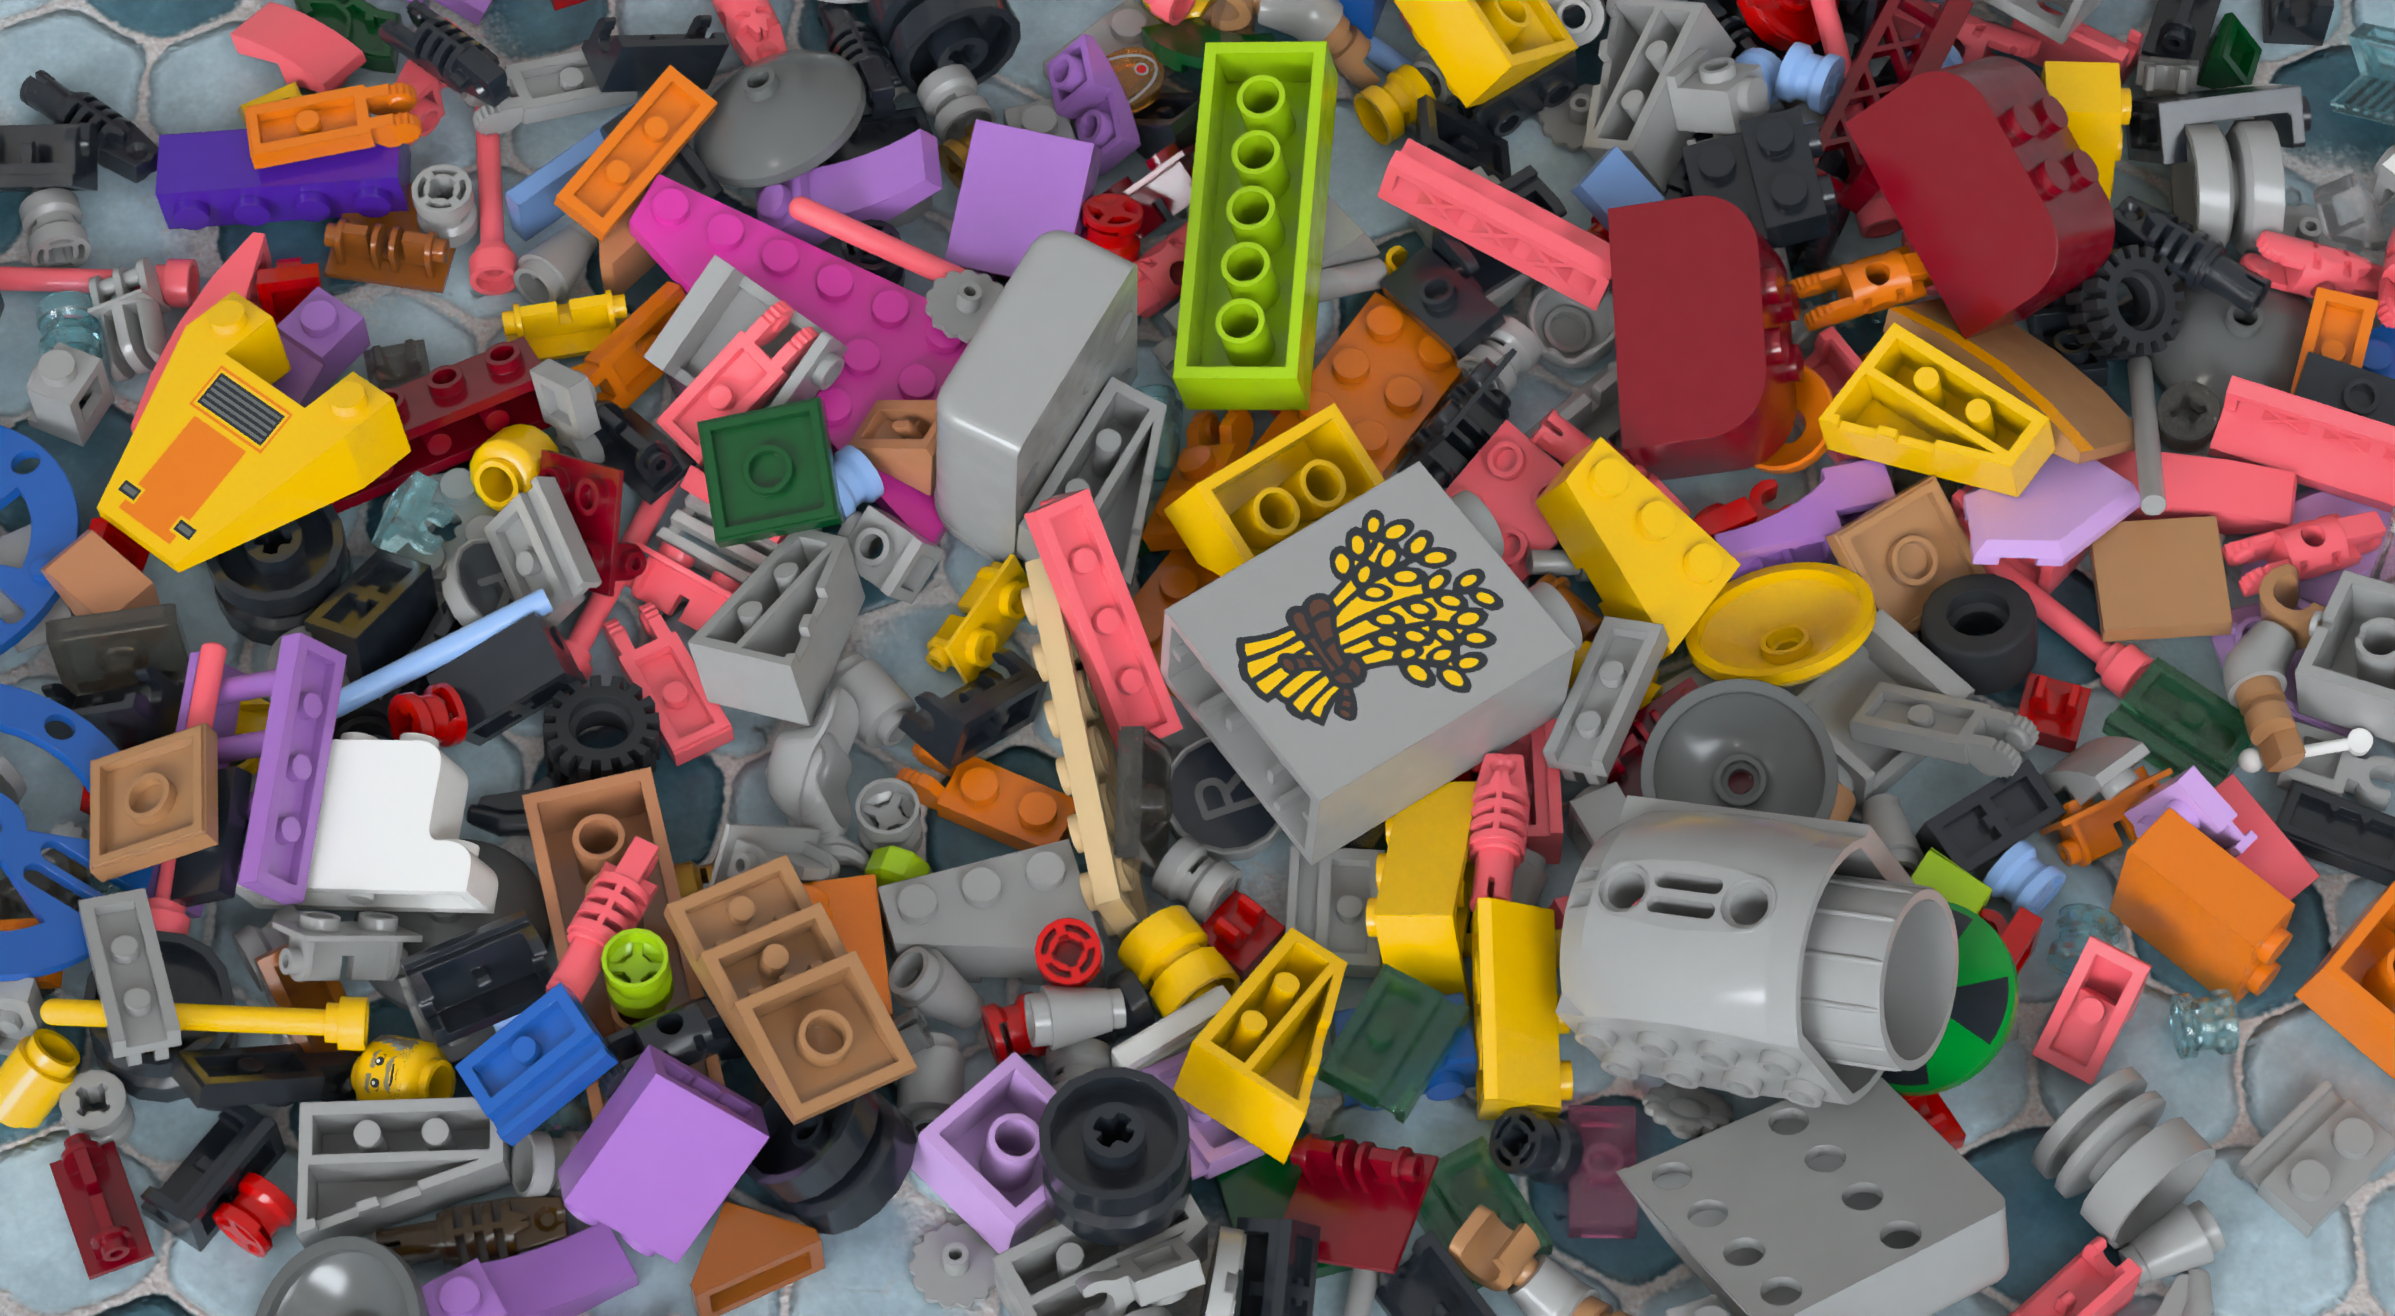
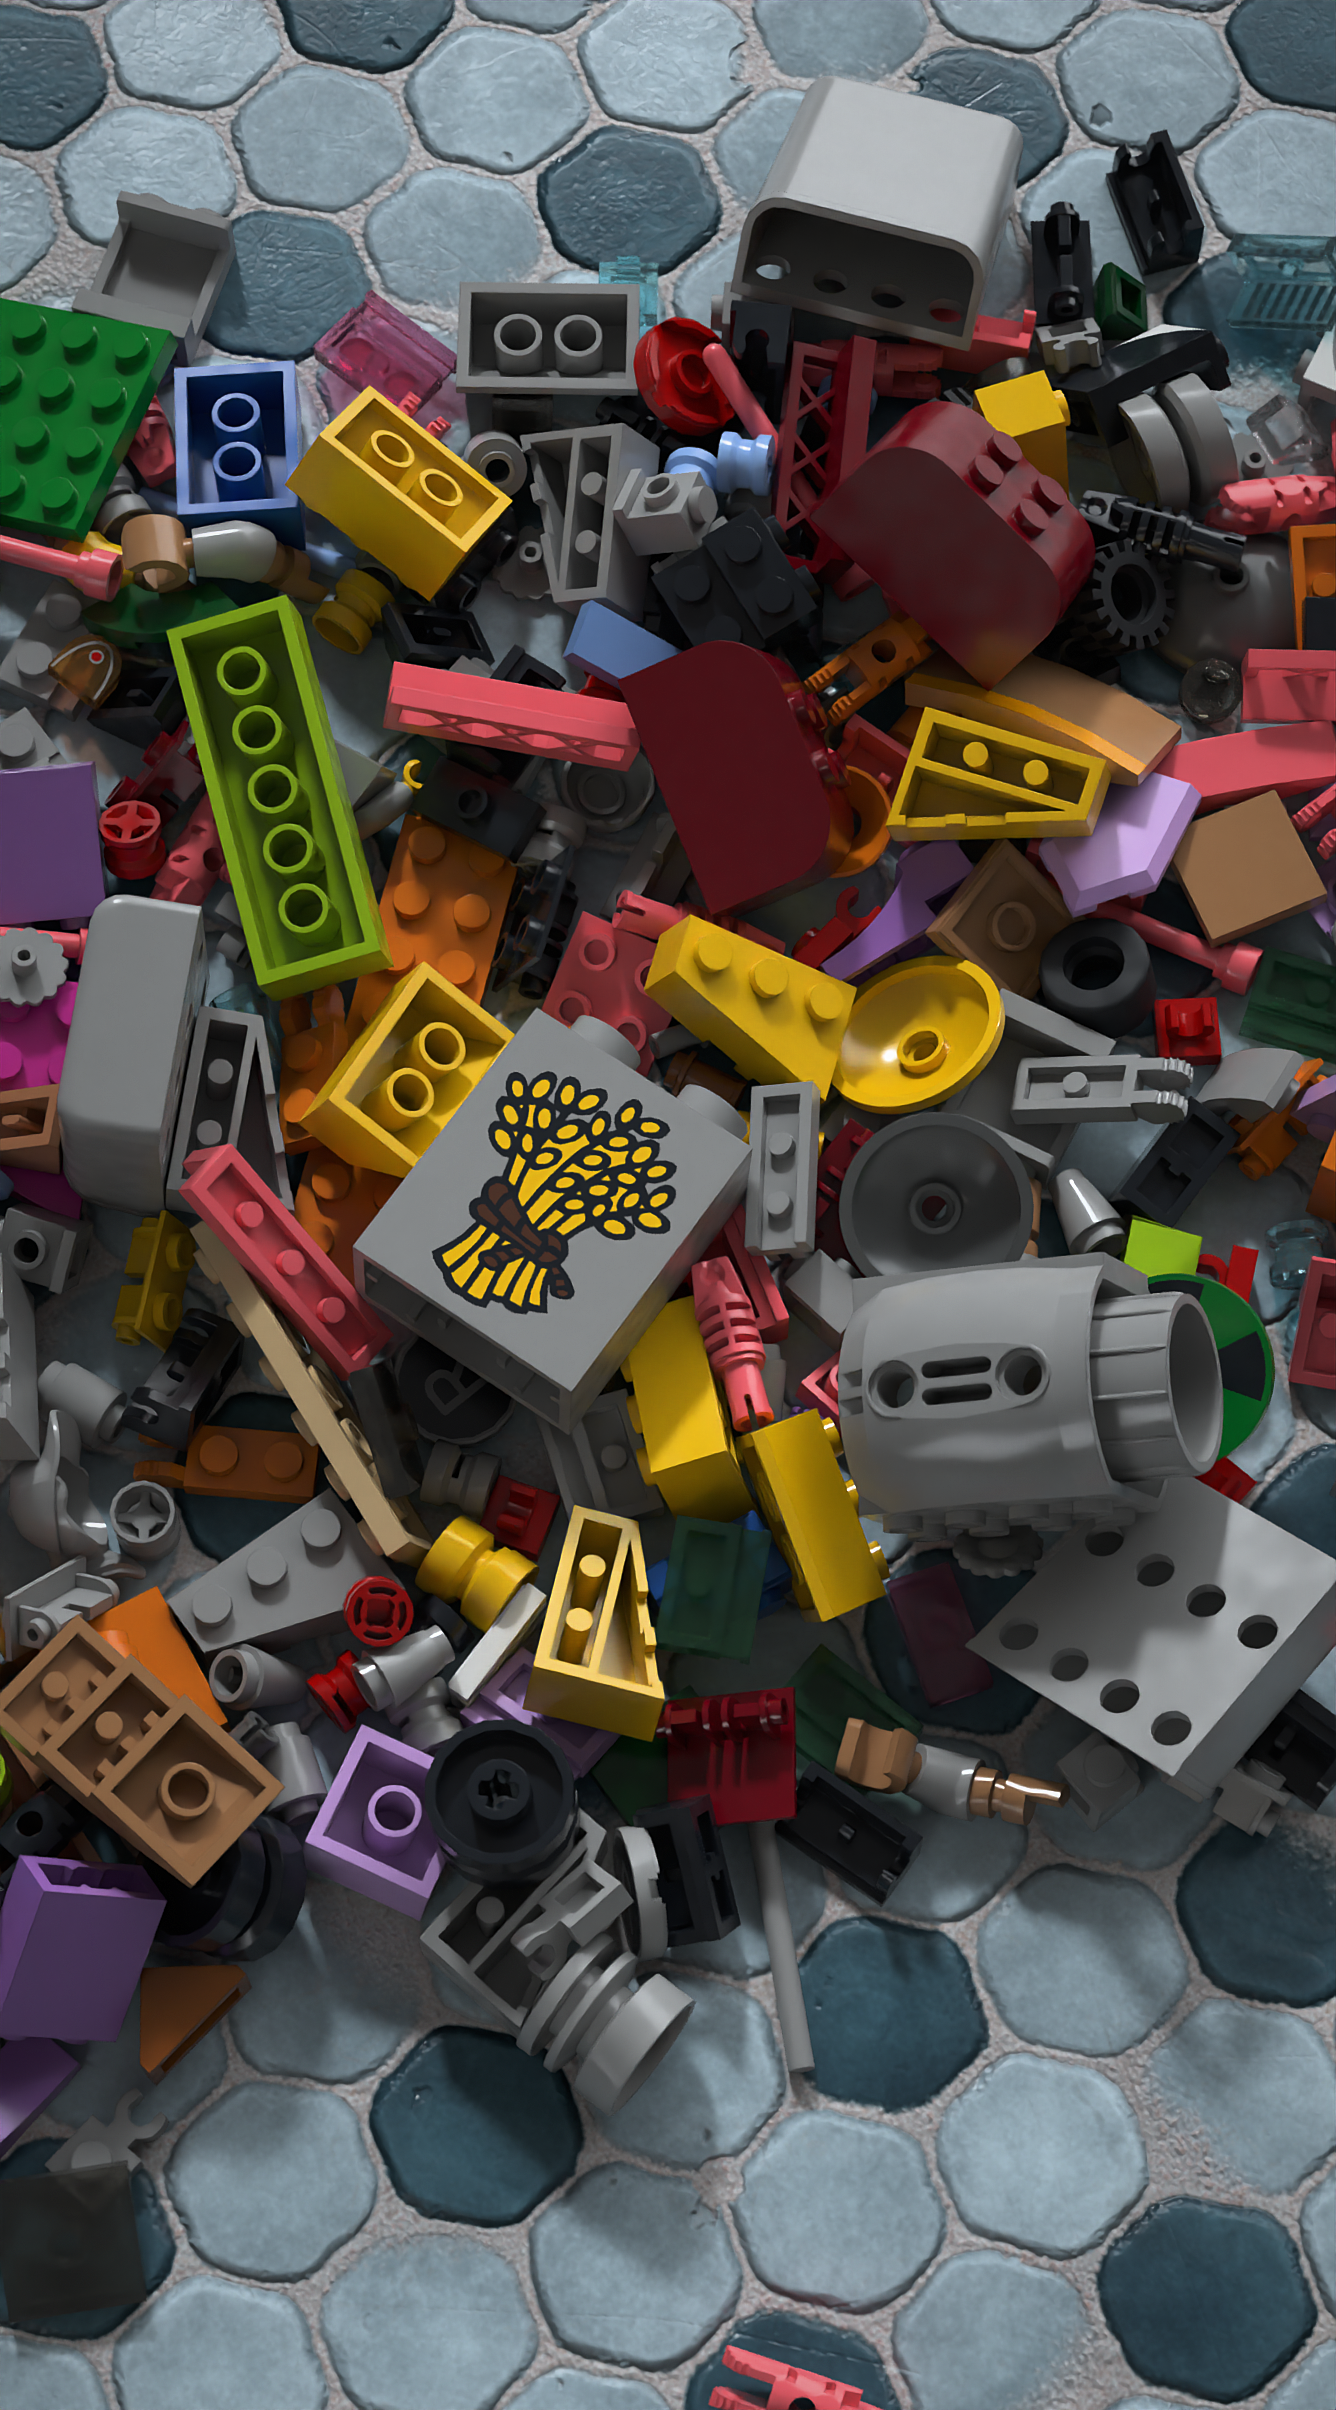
camera: 20 degrees left, 10 degrees up
(895, 864) = (172, 1570): lime tile -> none
(953, 1266) = (375, 1944): light grey piece -> none
(1091, 94) = (58, 699): medium lavender slope -> none
(1536, 1146) = (874, 1637): black wheel -> none
(2024, 879) = (1222, 1212): light blue wheel -> none
(2146, 436) = (1184, 730): light grey bar -> none

